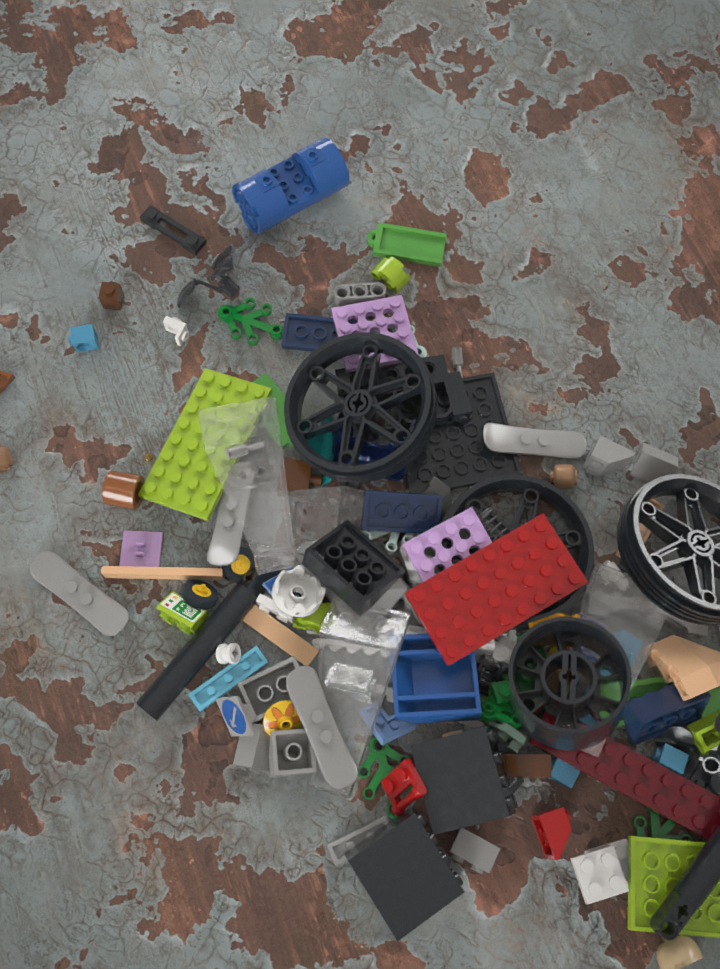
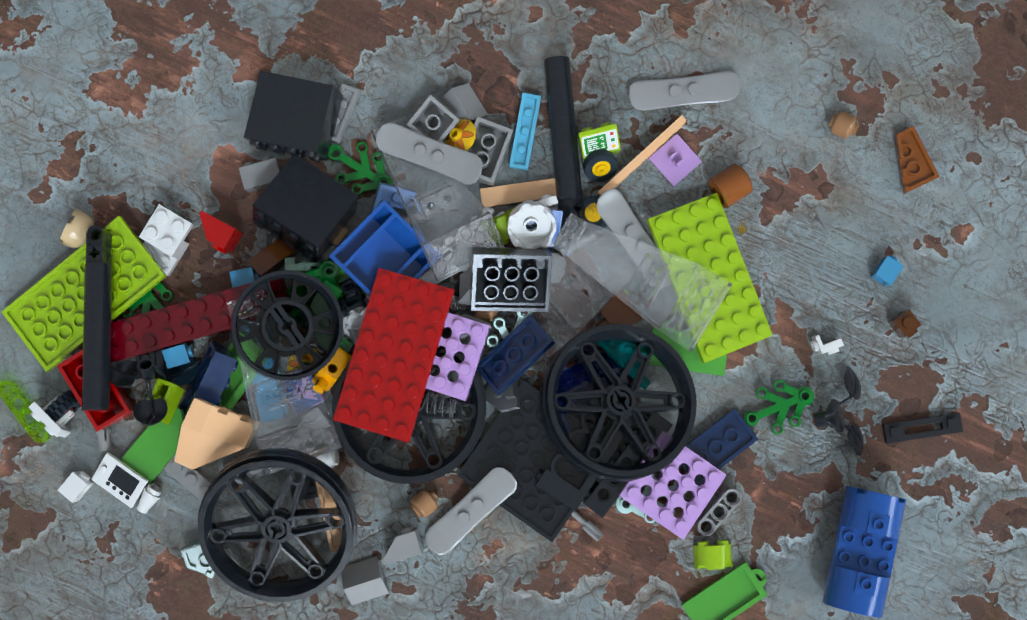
camera: 145 degrees right, 15 degrees up
(228, 653) = (540, 145): white wheel -> none
(237, 715) = (489, 110): piece -> none
(242, 450) = (672, 288): light grey axle -> none
(398, 782) = (346, 169): red plate -> none

